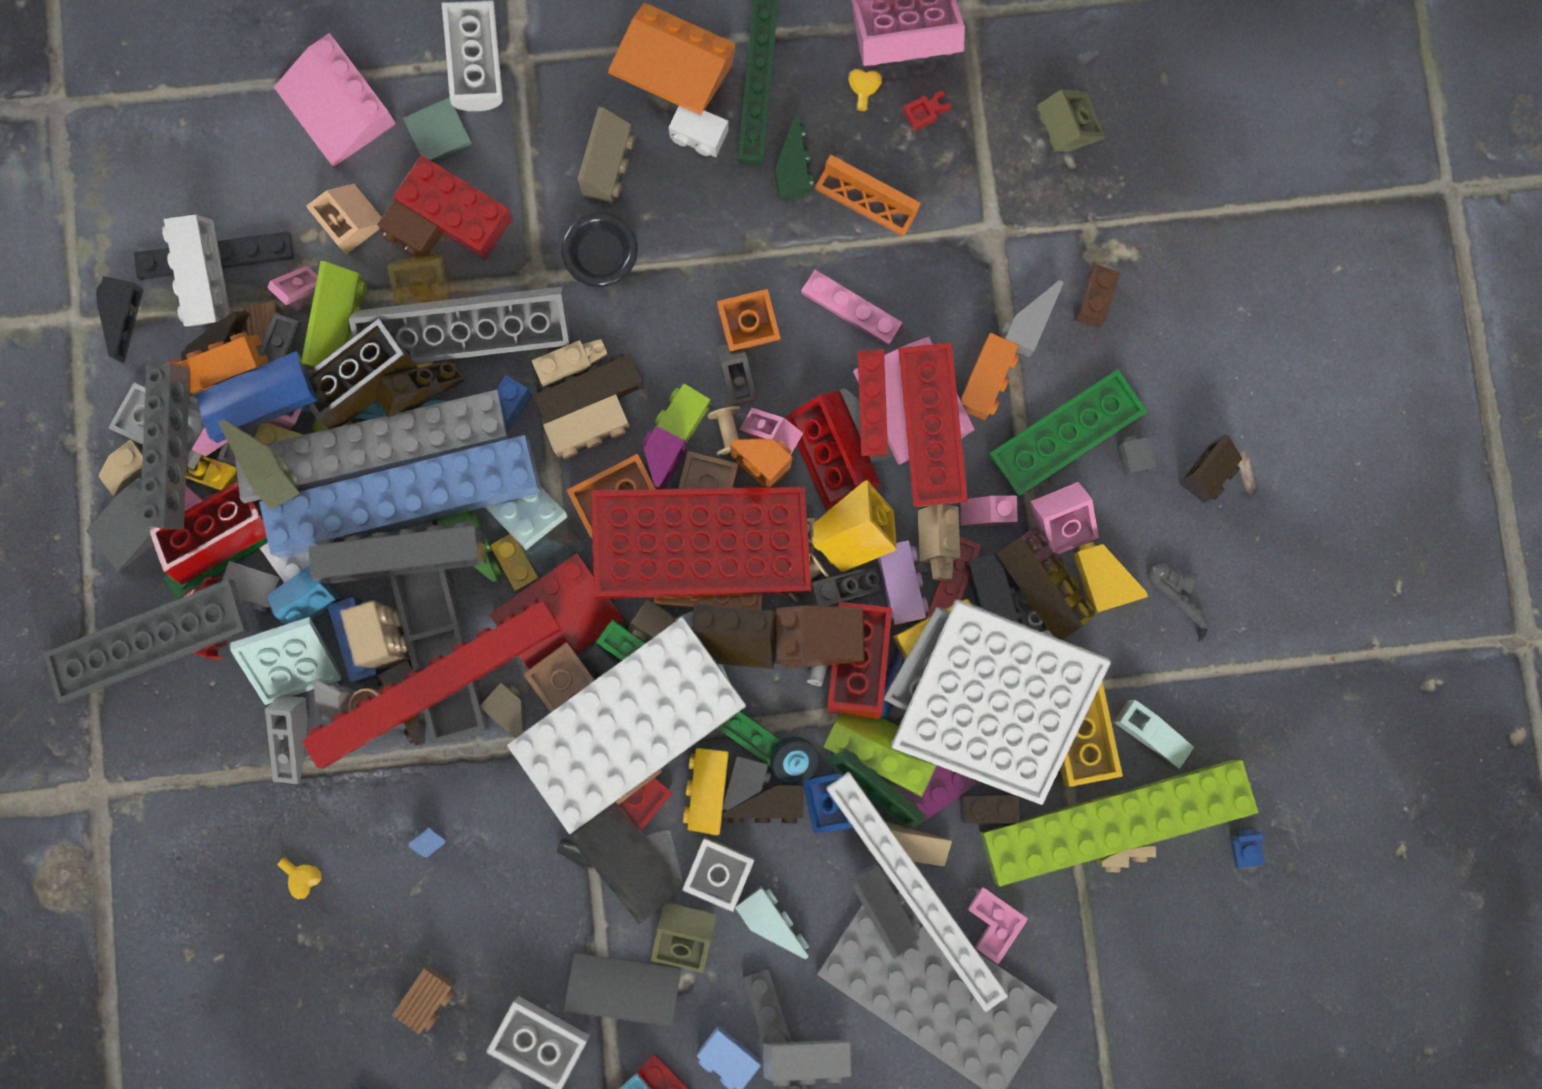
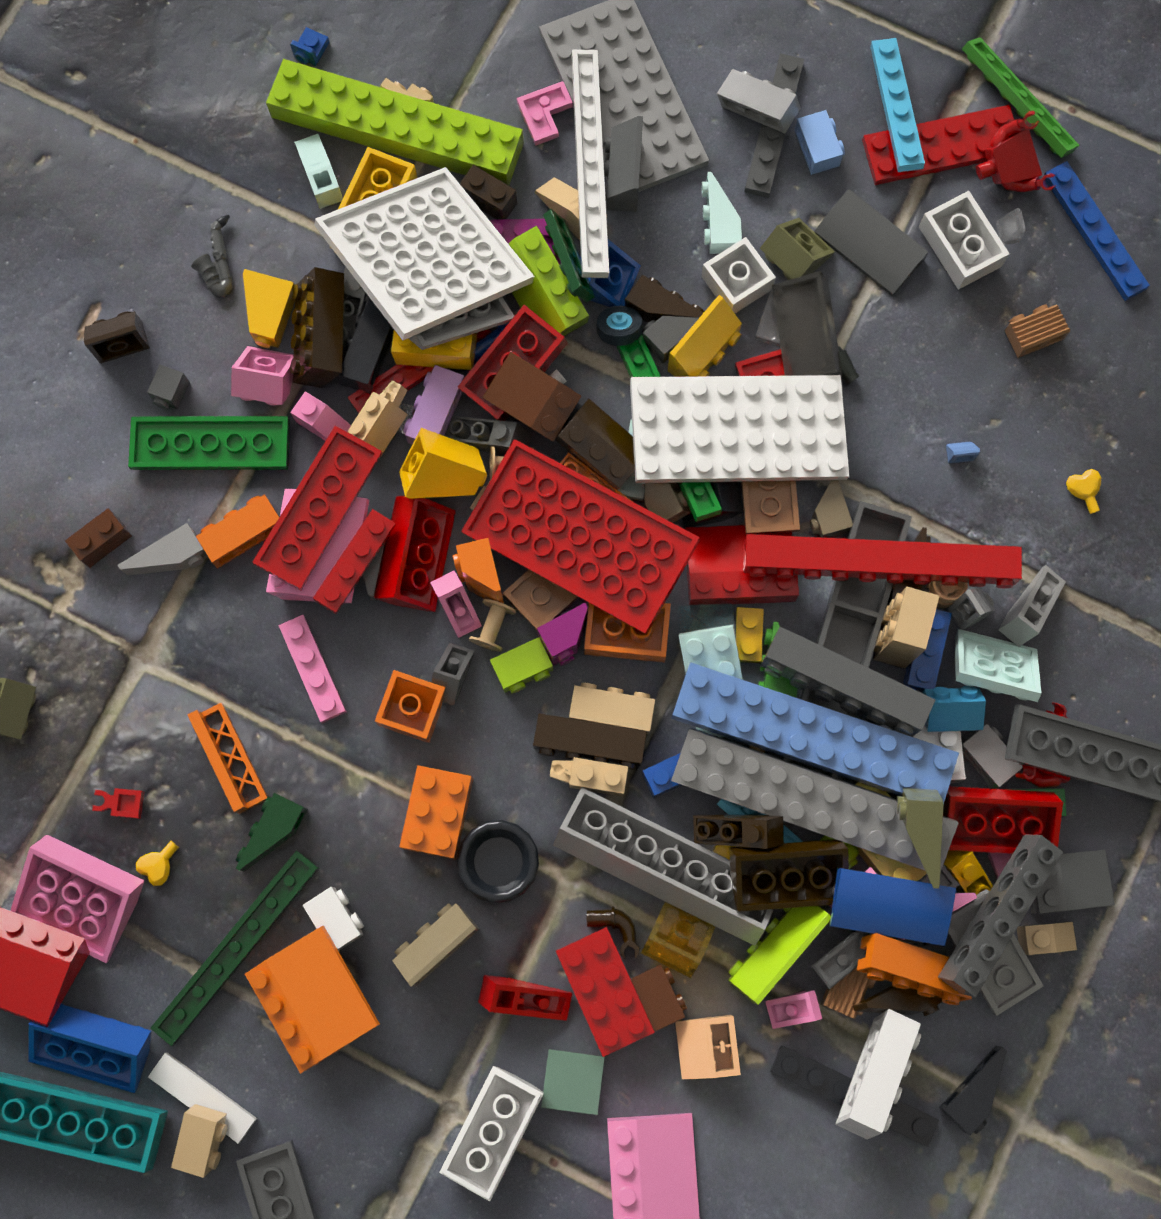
camera: 140 degrees left, 5 degrees down
(479, 267) = (616, 919): none -> dark brown piece
(514, 163) = (524, 998): none -> red slope
(673, 256) = (436, 812): none -> orange brick

